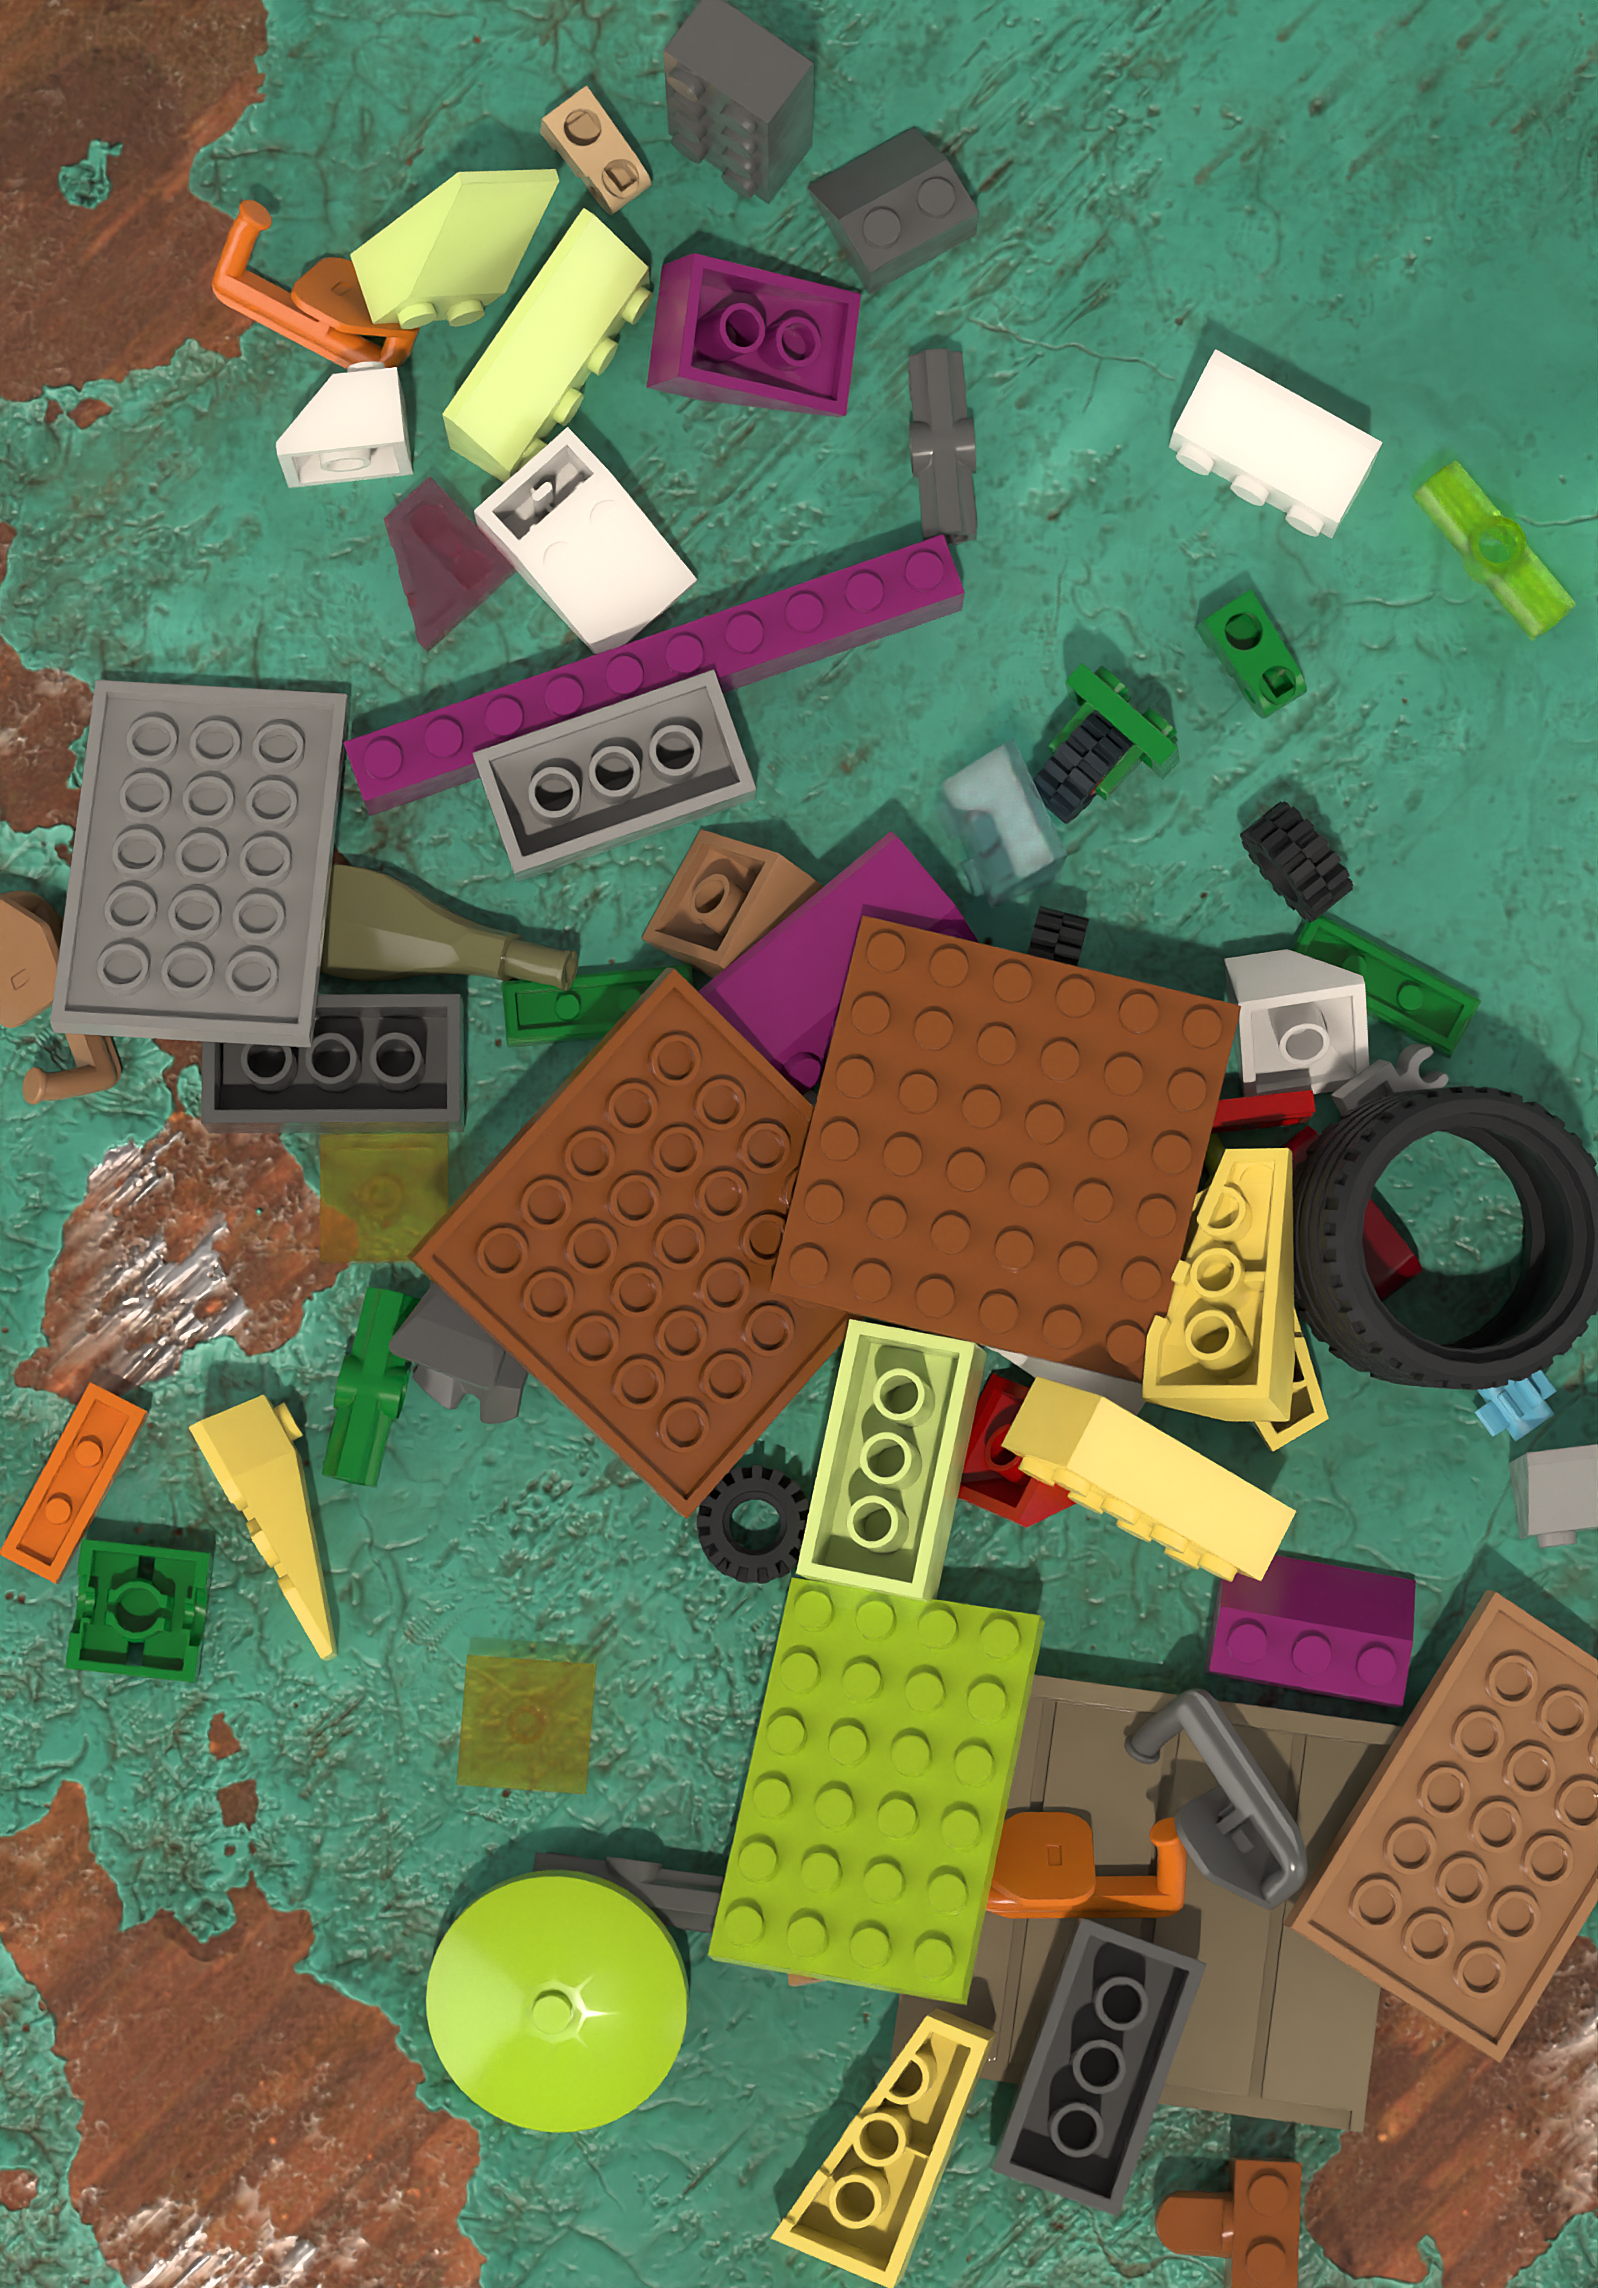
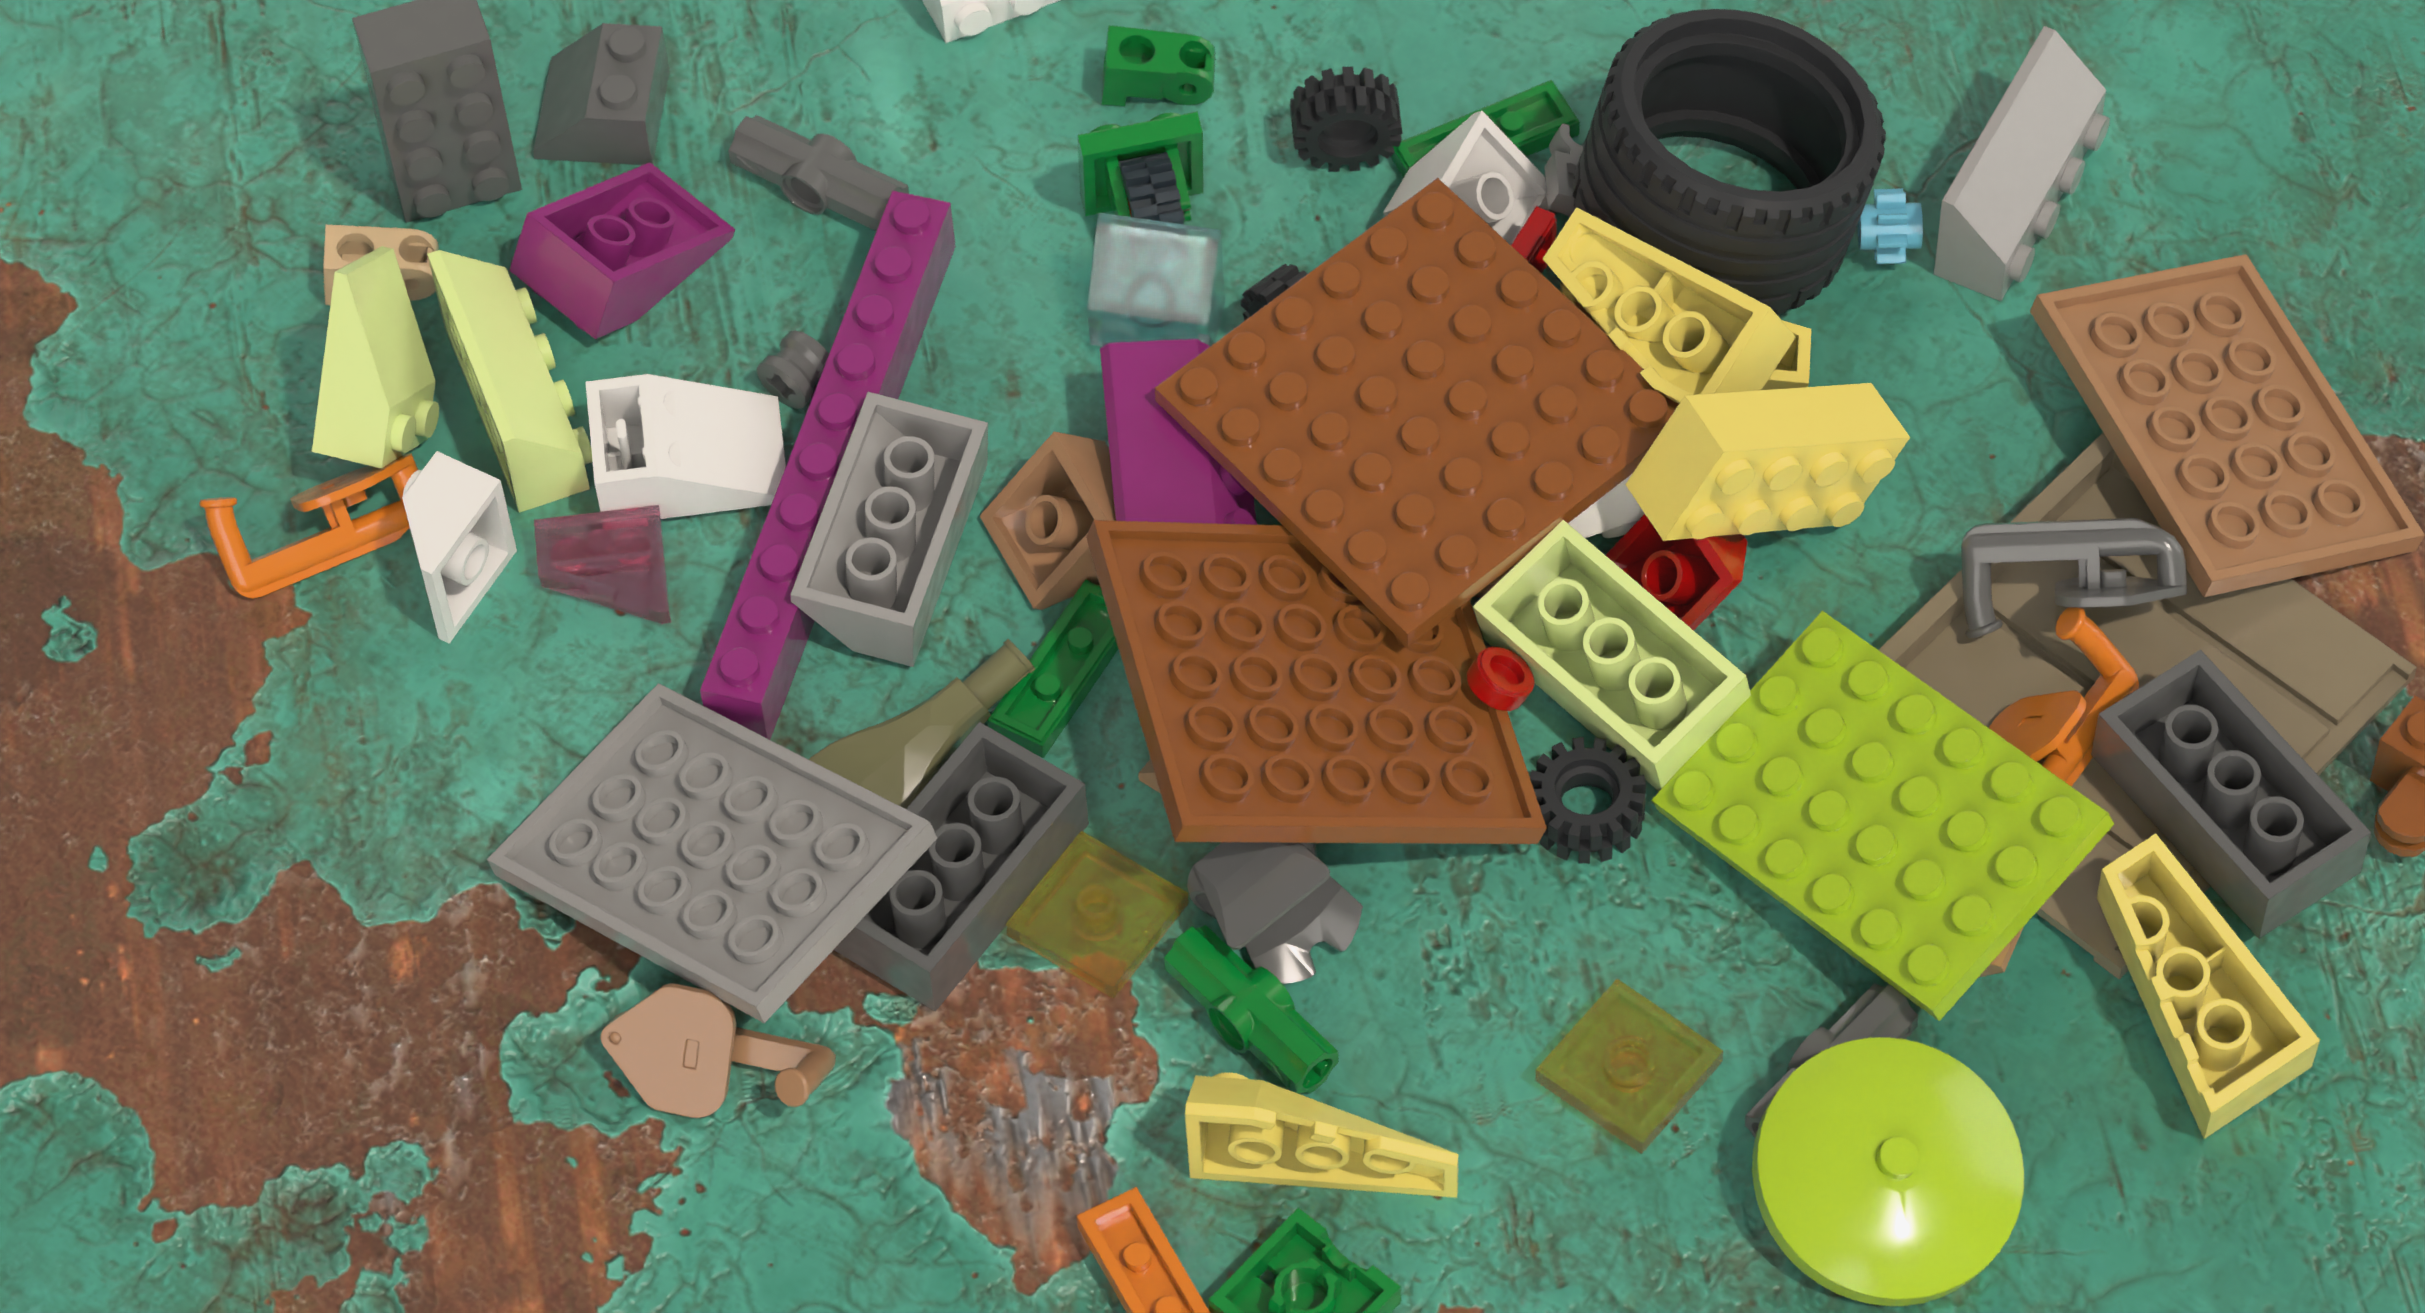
camera: 50 degrees left, 25 degrees down
(728, 576) = (794, 369): none -> dark grey wheel
(806, 1383) = (1500, 678): none -> red tile
(1316, 1631) = (1977, 465): magenta slope -> none

